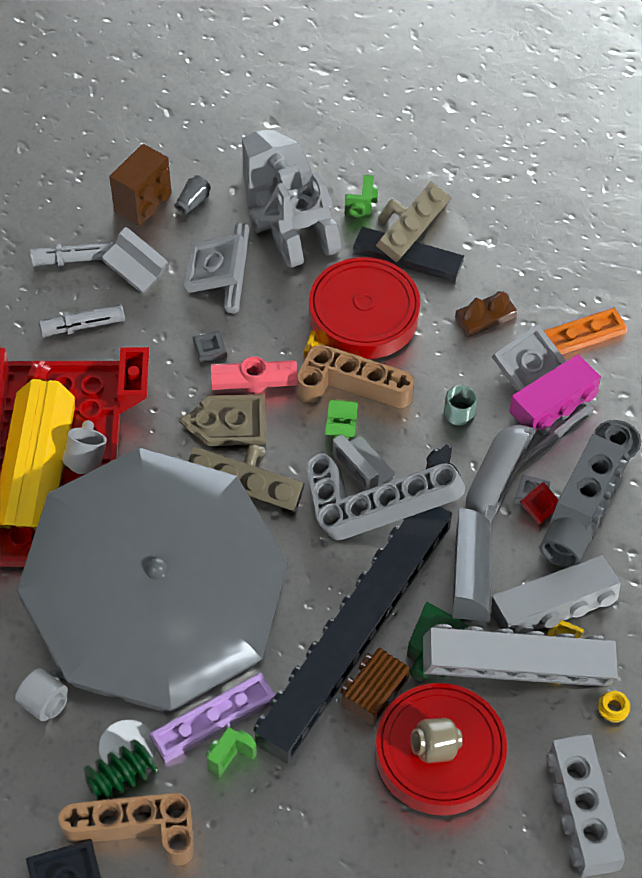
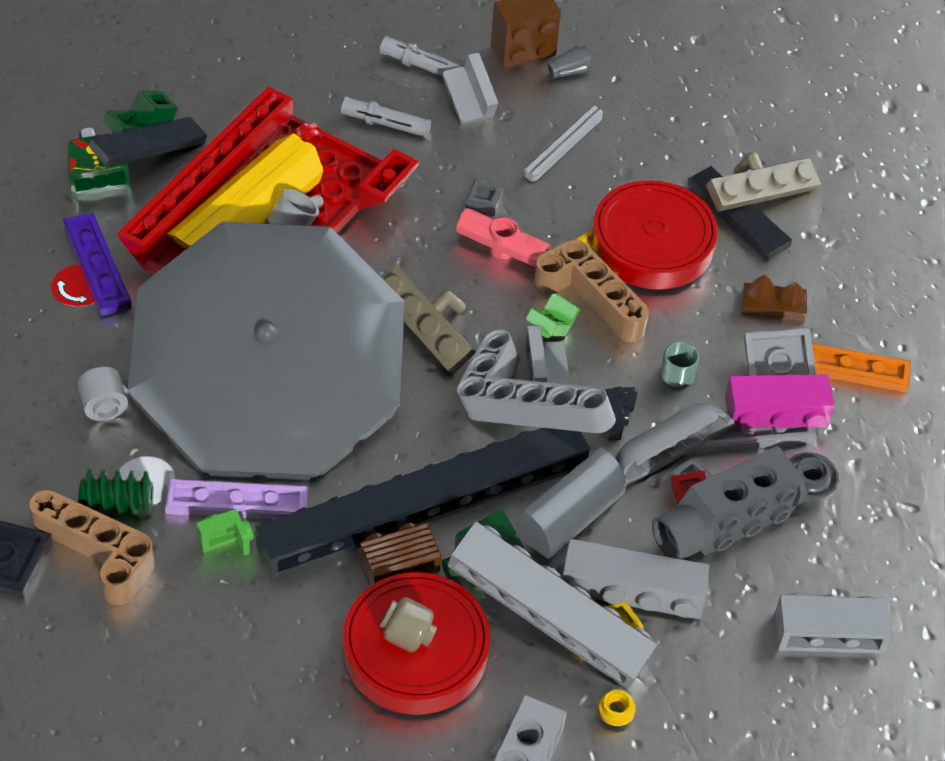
camera: 30 degrees right, 5 degrees down
(214, 263) = (542, 127): light grey plate -> none
(228, 420) = (452, 265): dark tan tile -> none
(297, 199) = (661, 64): light grey piece -> none
(362, 204) = (732, 145): bright green bracket -> none

